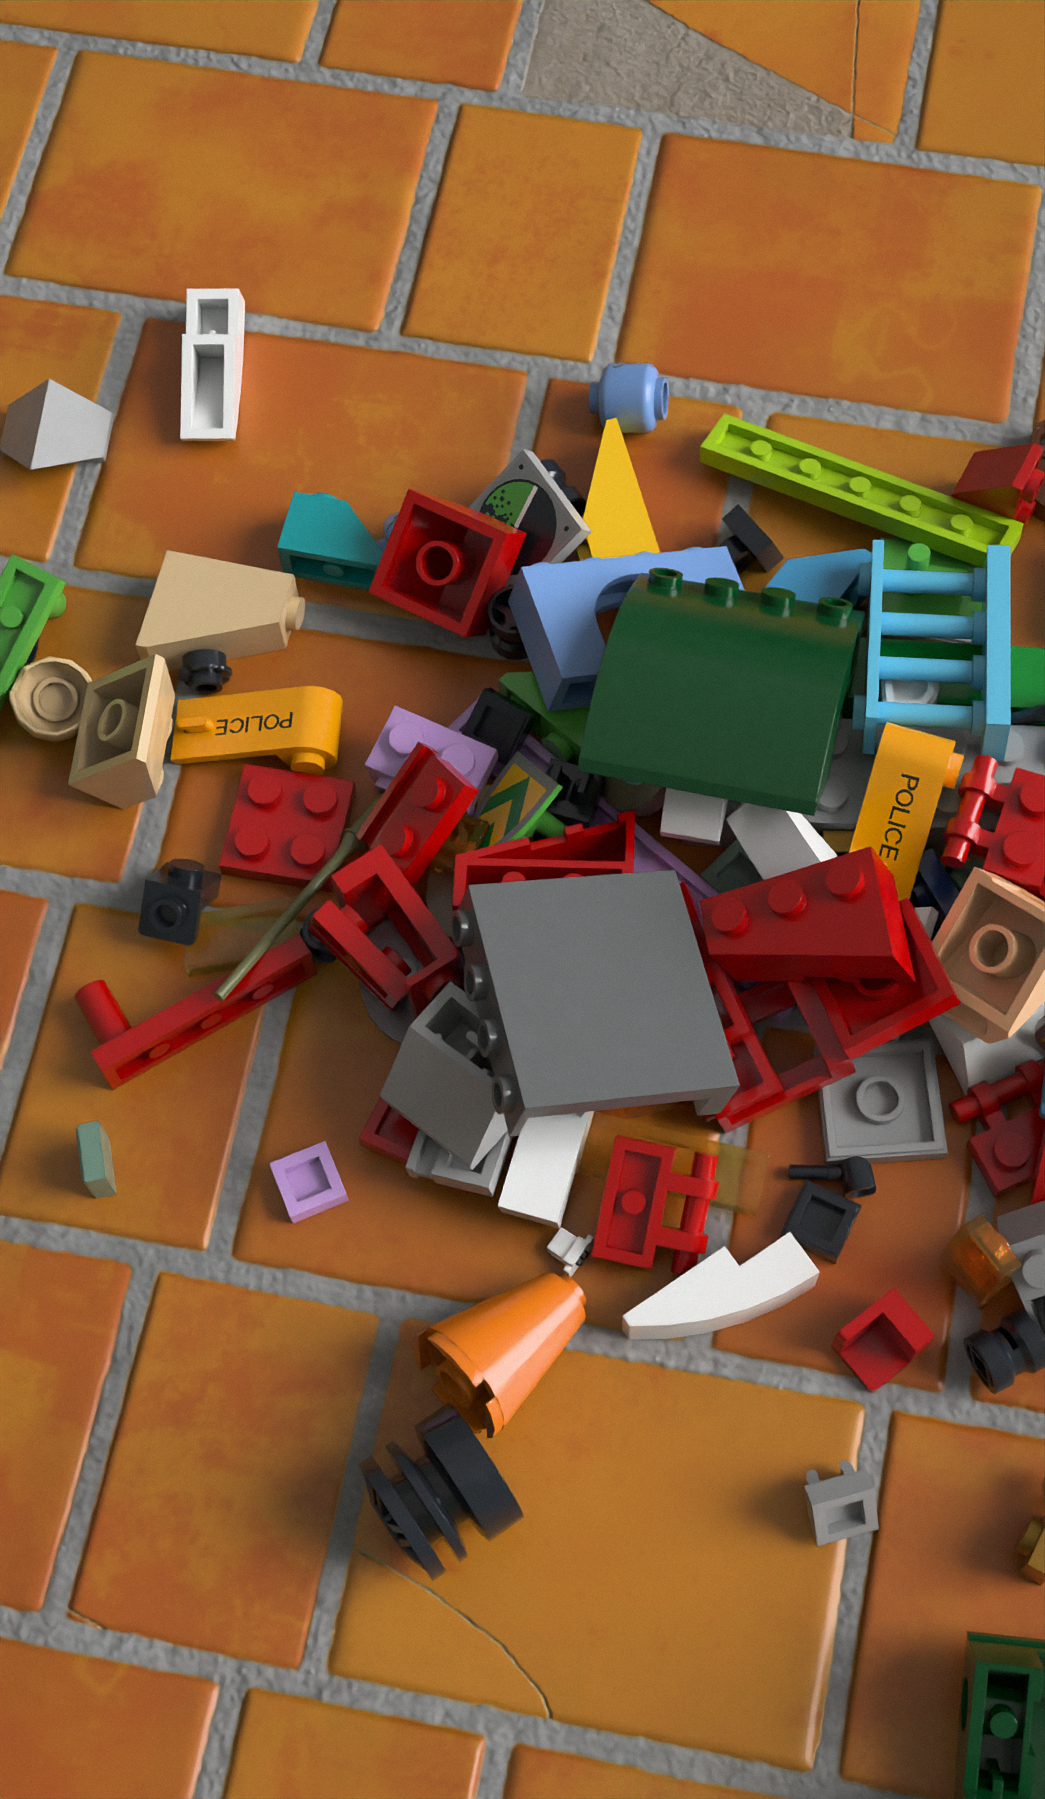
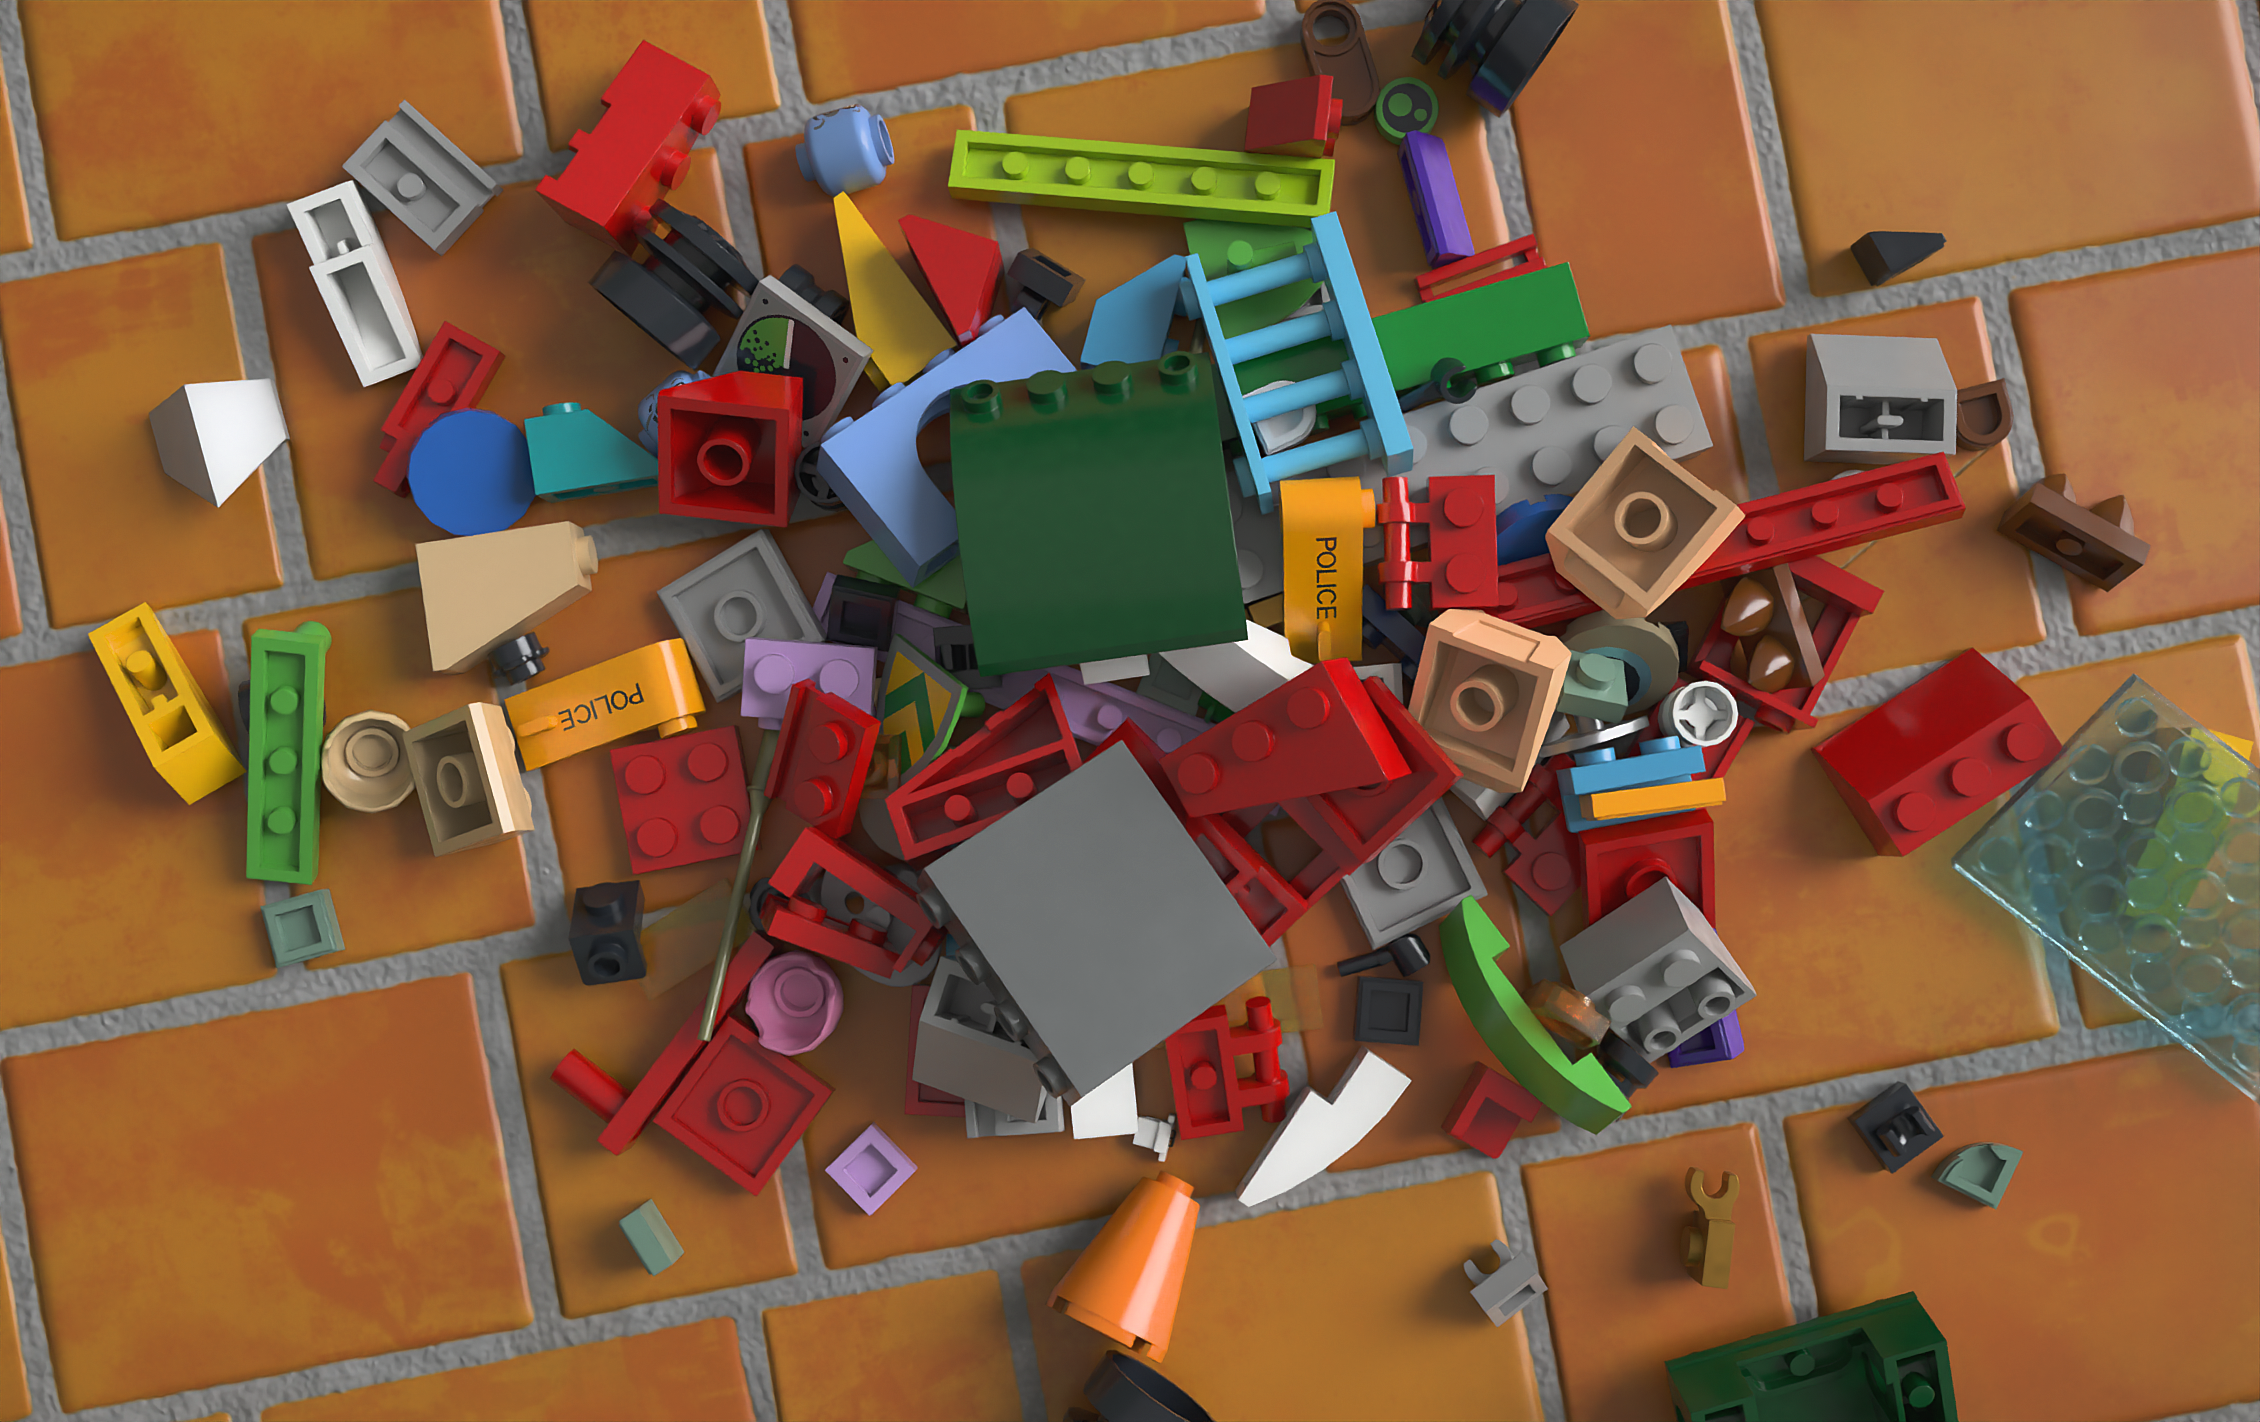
camera: 25 degrees left, 20 degrees up
(225, 1083) = (743, 1105): none -> red plate
(227, 471) = (447, 379): none -> red hinge
(234, 517) = (471, 472): none -> blue tile
(295, 314) = (422, 178): none -> light grey plate
(307, 1010) = (795, 1002): none -> bright pink hair
(409, 677) = (735, 598): none -> light grey tile
(462, 344) = (635, 149): none -> red wedge
(467, 433) = (677, 283): none -> black wheel
(684, 496) = (959, 270): none -> red slope
(962, 1324) = (1514, 1034): none -> bright green slope

